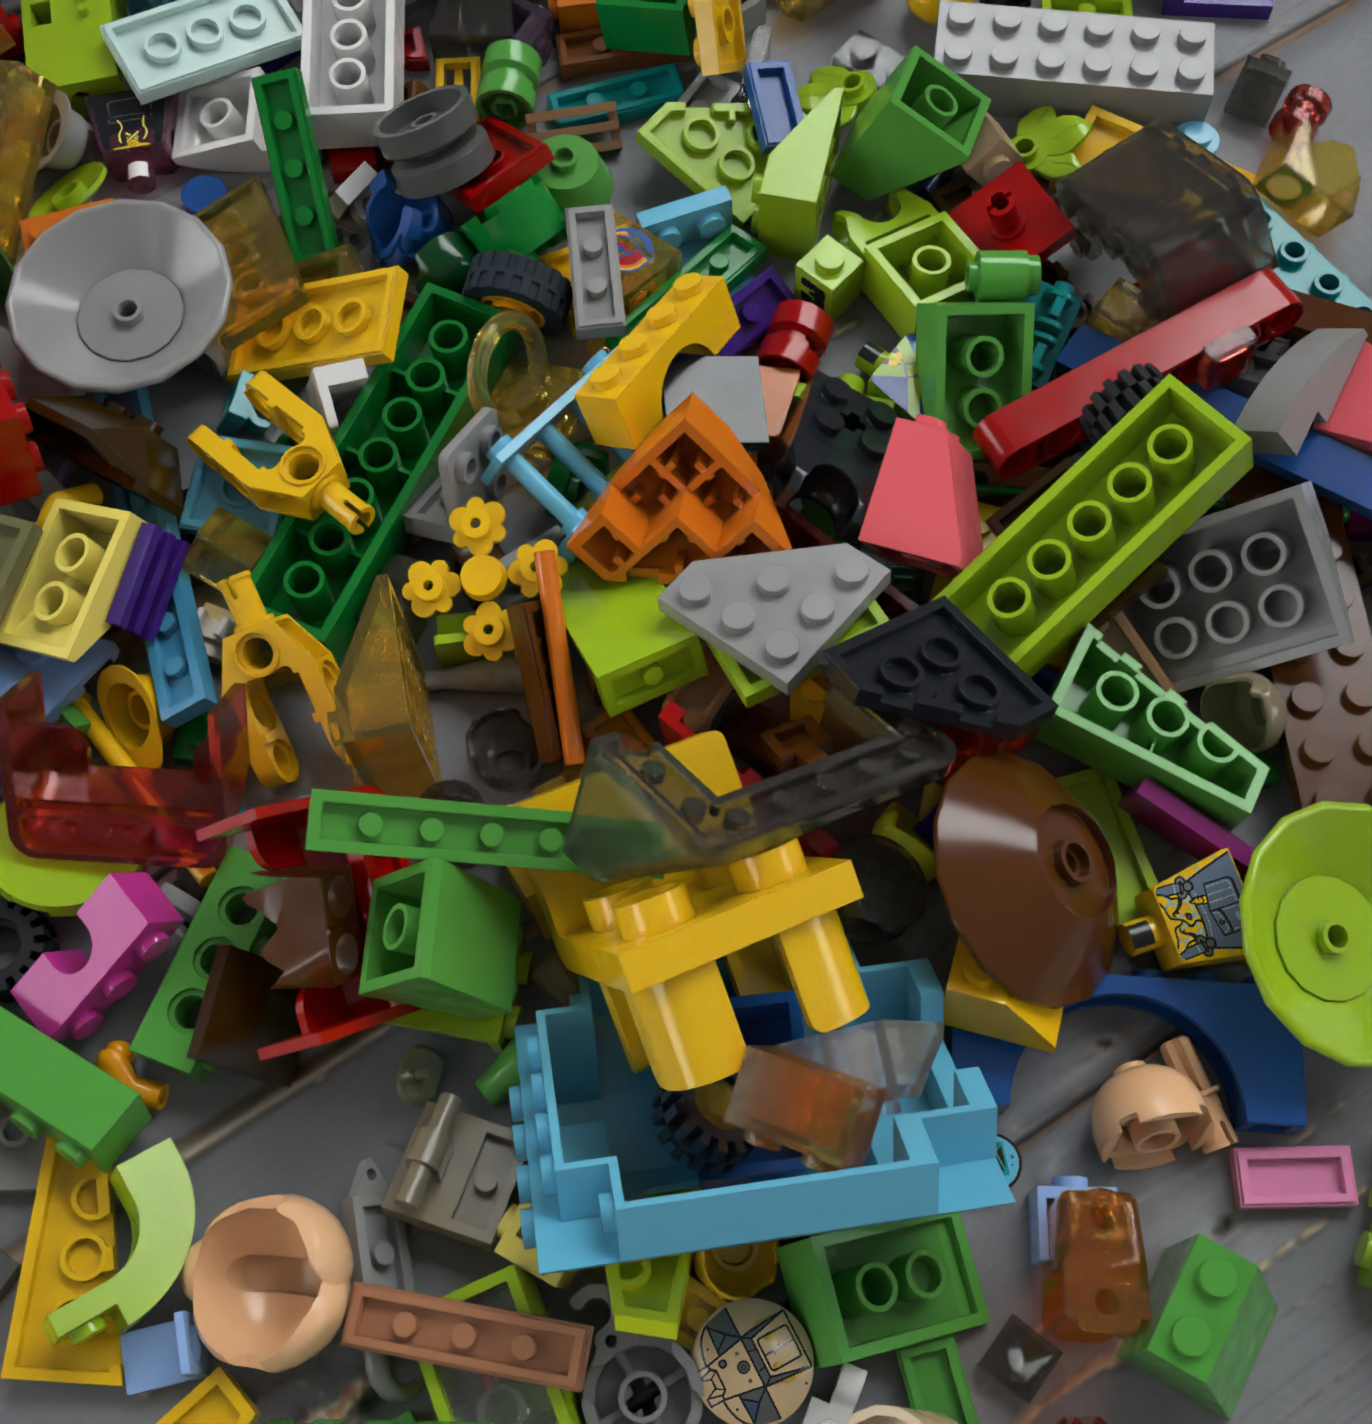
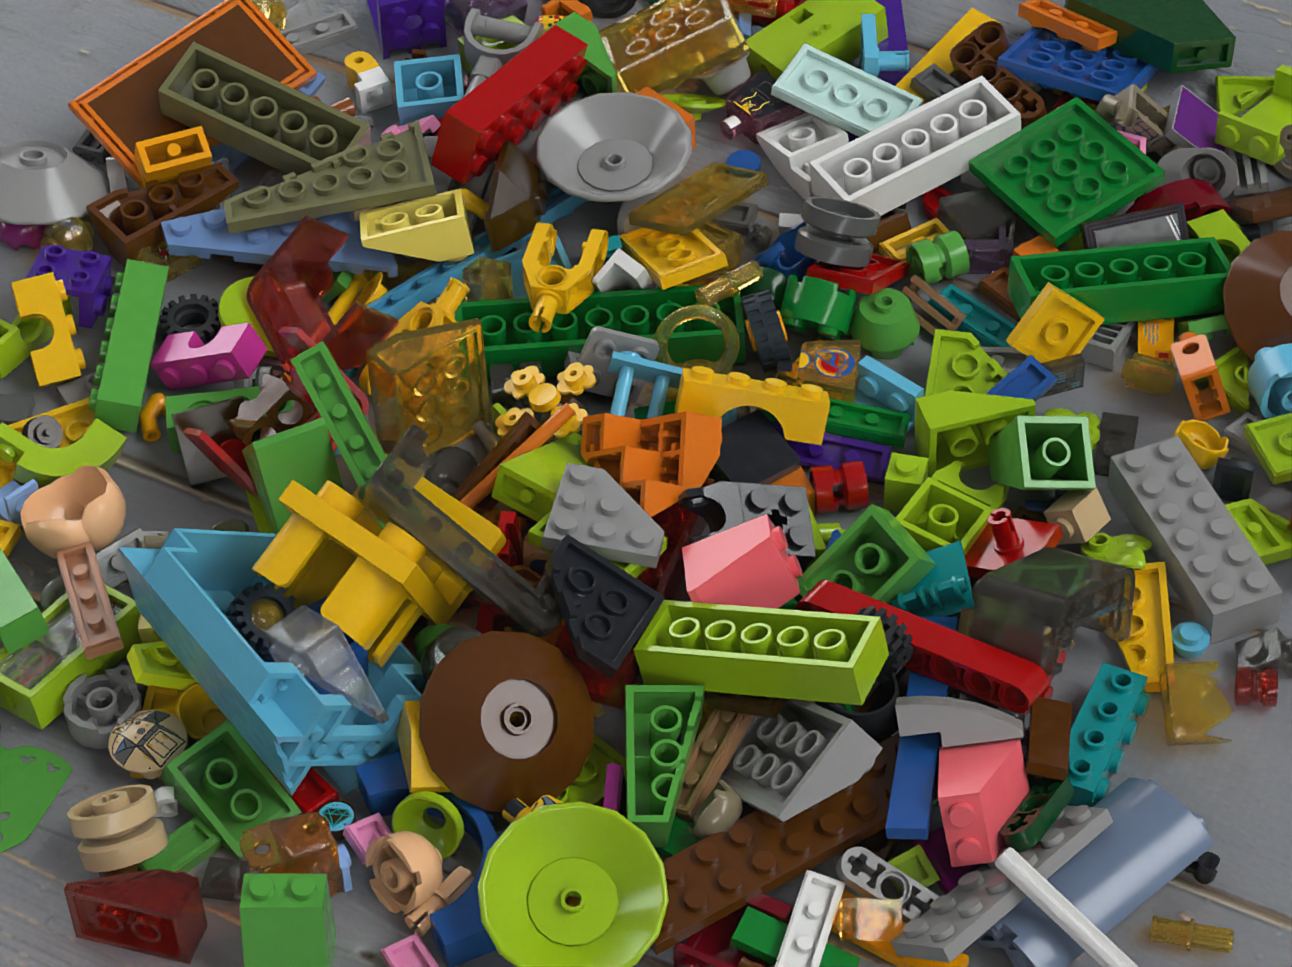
camera: 60 degrees right, 20 degrees down
(83, 1258) = (44, 431): none -> wheel
(147, 582) = (439, 266): dark purple tile -> none
(295, 163) = (778, 181): green tile -> none
(435, 291) = (728, 284): none -> clear yellow axle
(595, 272) = (804, 351): light grey tile -> none
(805, 1108) = (273, 618): clear orange brick -> none
(1003, 275) = (944, 545): bright green brick -> none
(1050, 1134) = (363, 832): none -> bright pink tile
(1088, 1051) = (413, 817): none -> lime piece
(1226, 358) = (957, 678): clear red tile -> none

